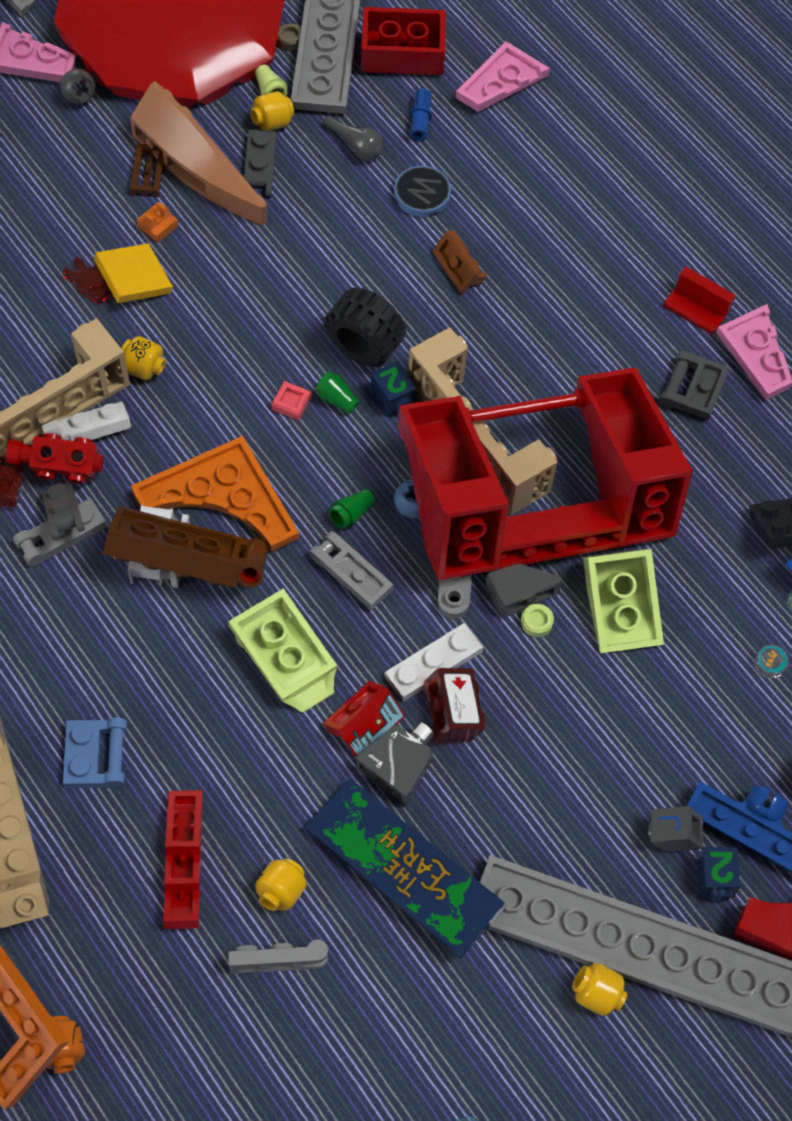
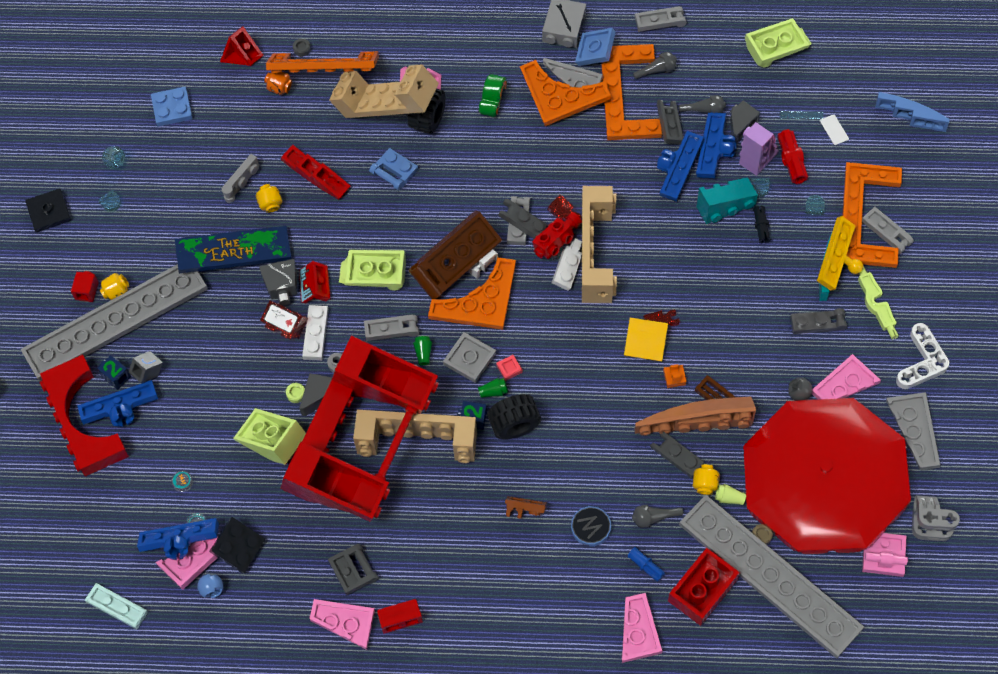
camera: 135 degrees right, 0 degrees up
(143, 358) = (586, 309): yellow head -> none
(316, 448) = (469, 357): none -> light grey plate
(634, 1036) = (84, 286): none -> red brick

